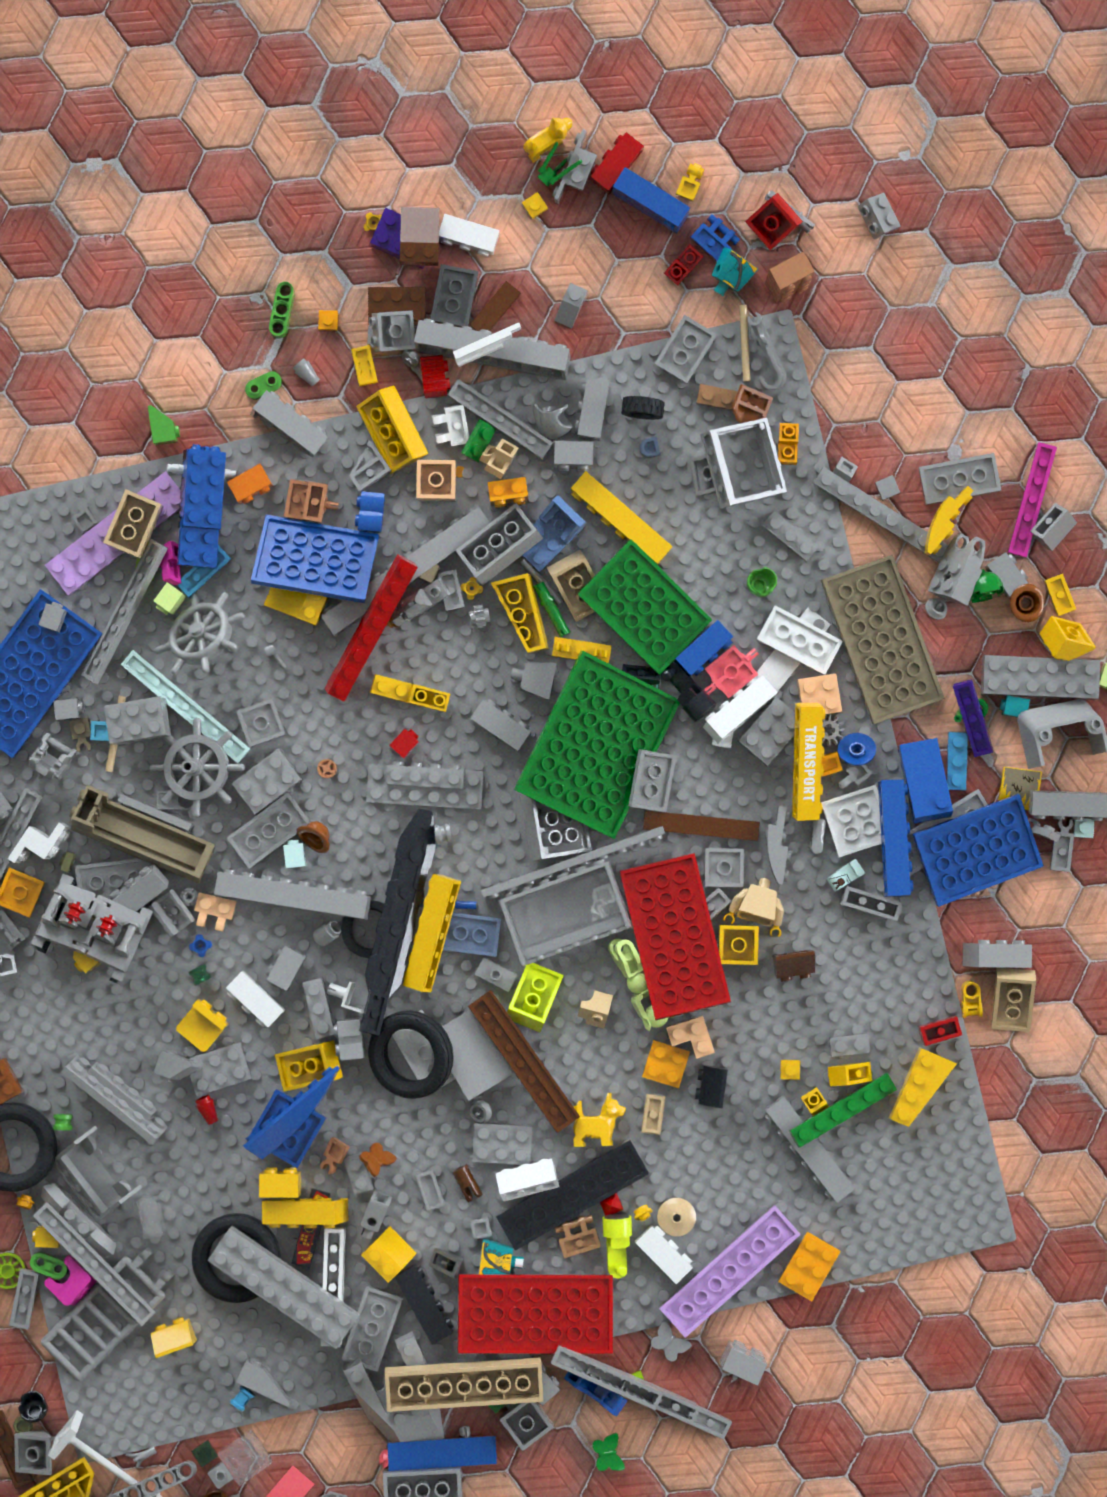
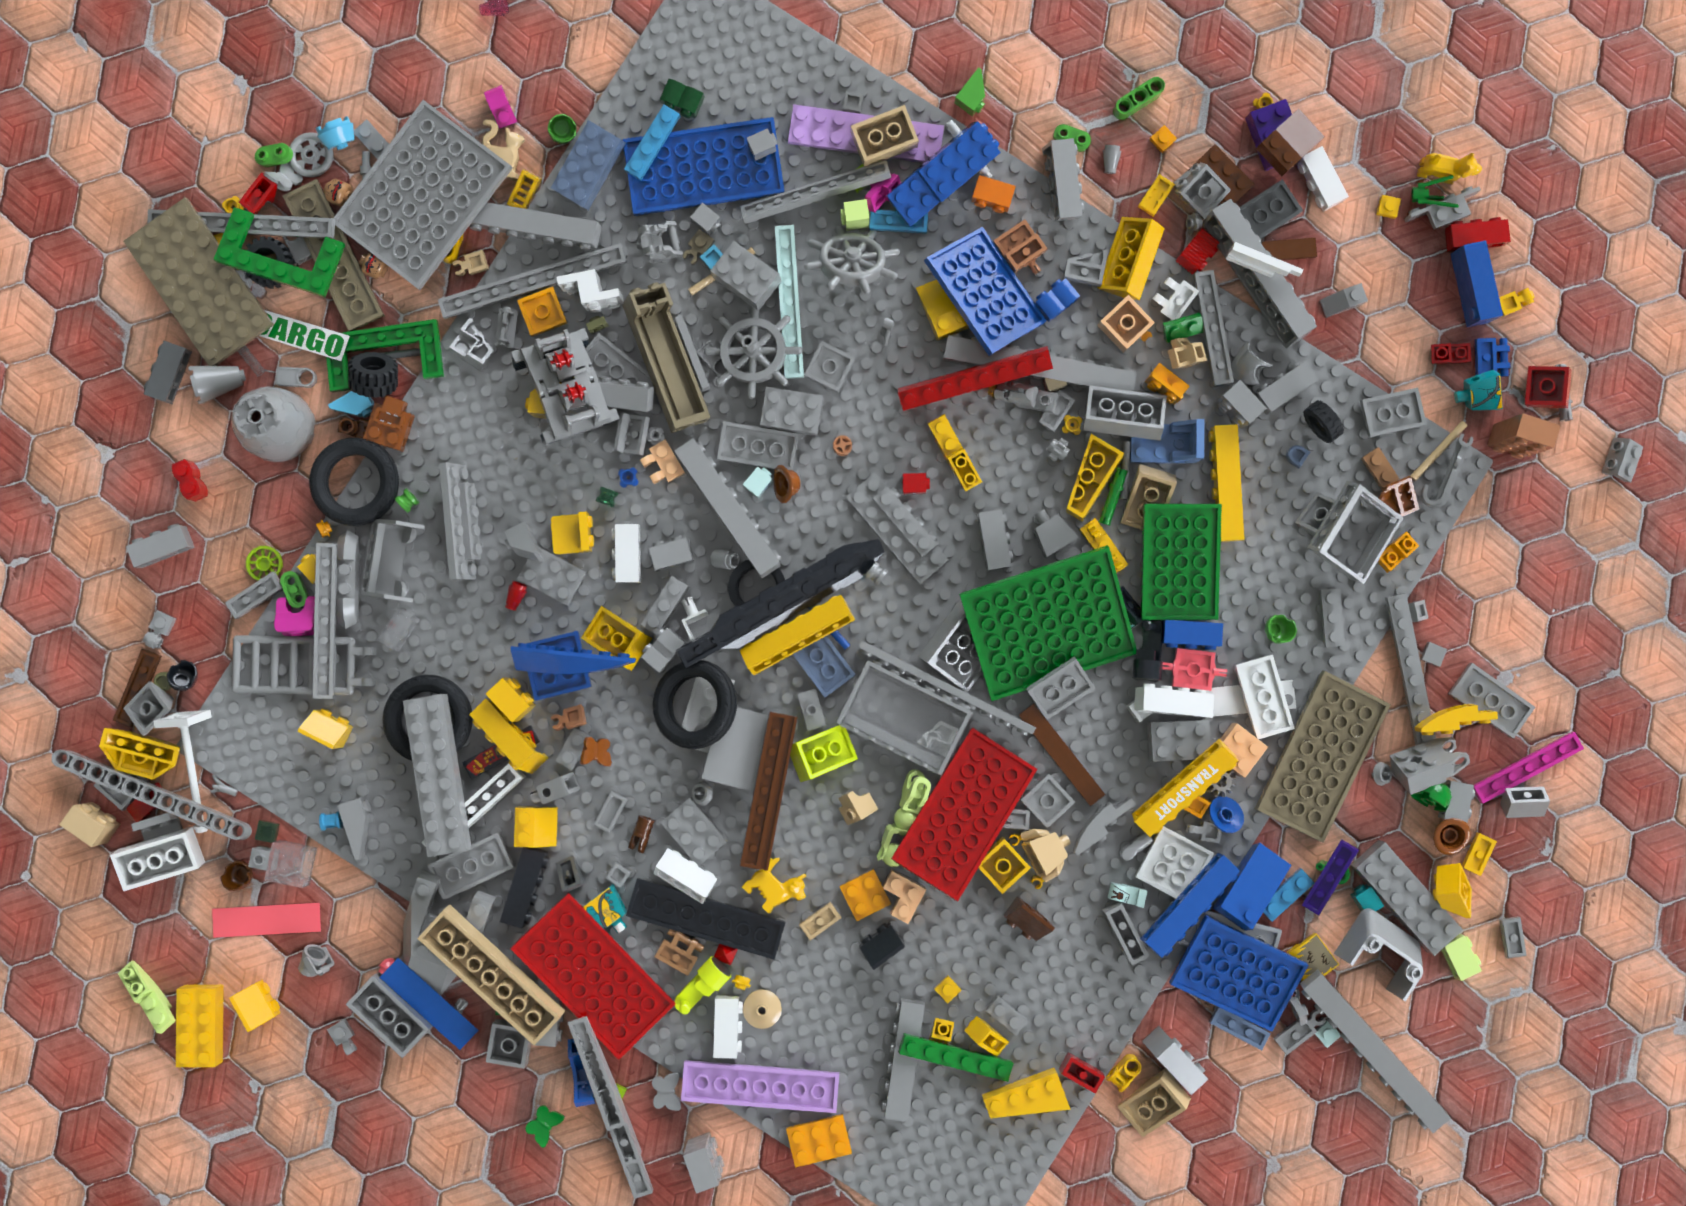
camera: 40 degrees right, 0 degrees up
(1019, 886) = (1240, 1028): none -> sand blue plate

